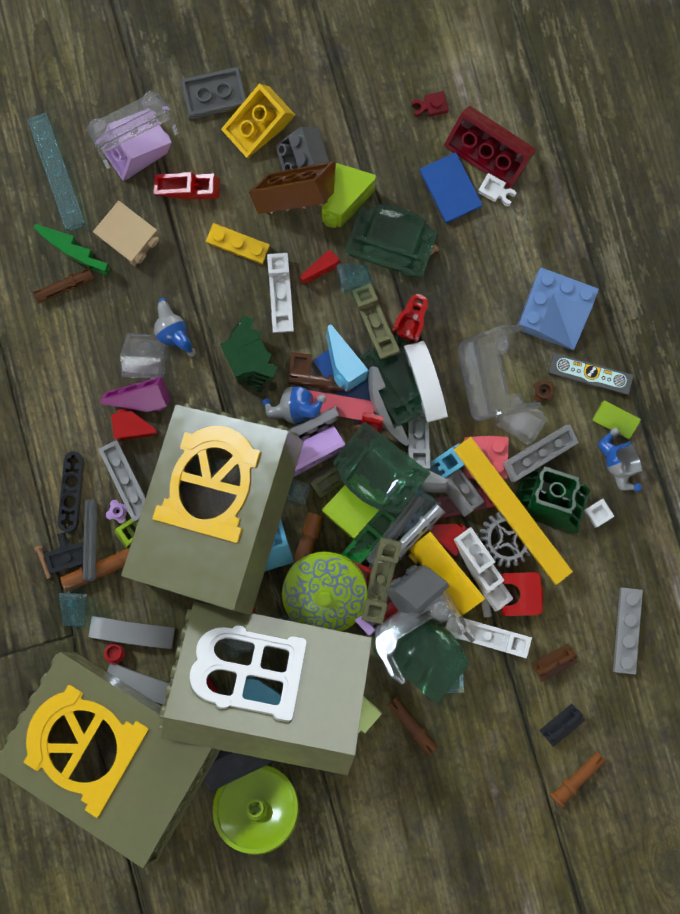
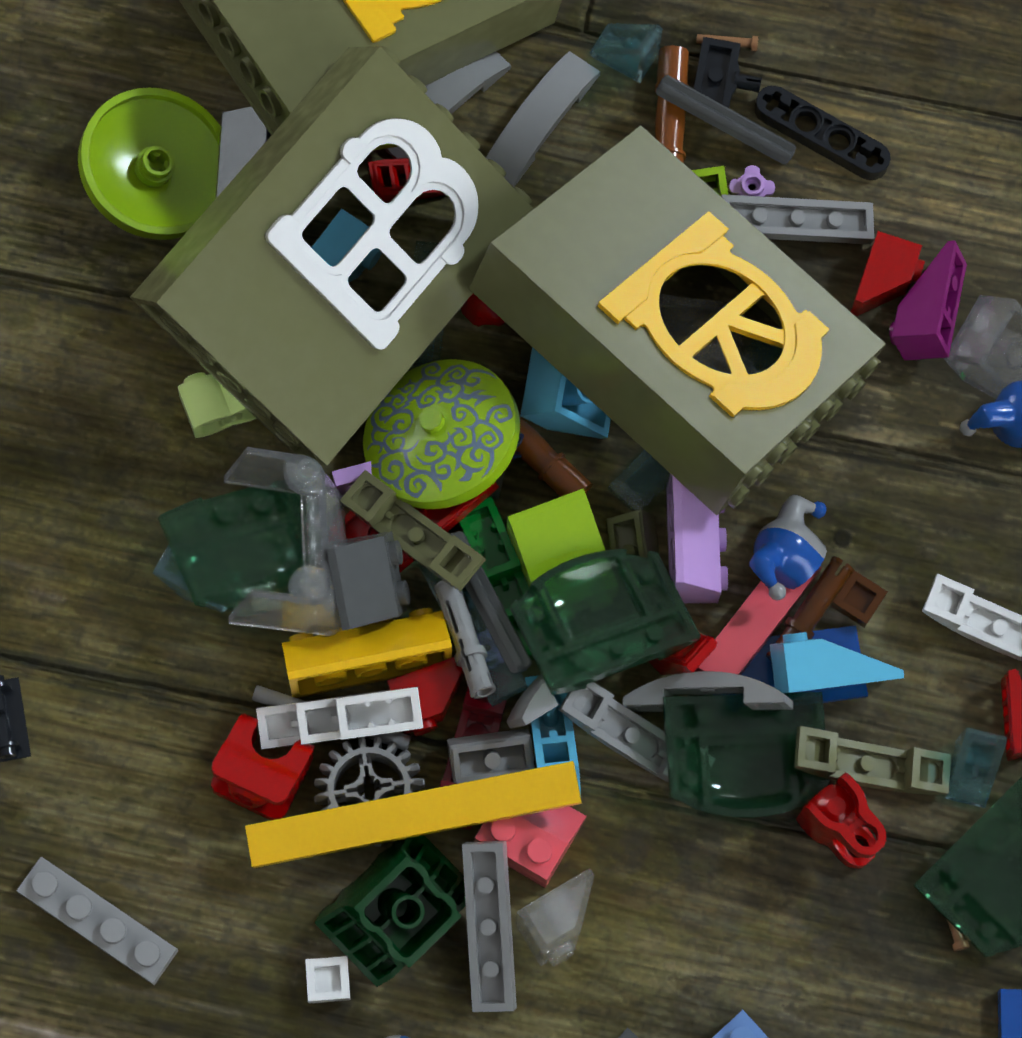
camera: 115 degrees right, 10 degrees down
(114, 653) = (520, 75): red plate -> none
(248, 355) = (917, 501): dark green slope -> none
(311, 425) = (738, 556): light grey plate -> none
(419, 734) = (145, 473): reddish brown pin -> none
(426, 381) = (720, 785): white slope -> none
(485, 375) = (674, 911): clear windscreen -> none
(492, 637) = (217, 679): white slope -> none
(548, 387) = (609, 997): reddish brown plate -> none
(554, 662) = (114, 762): reddish brown hinge -> none

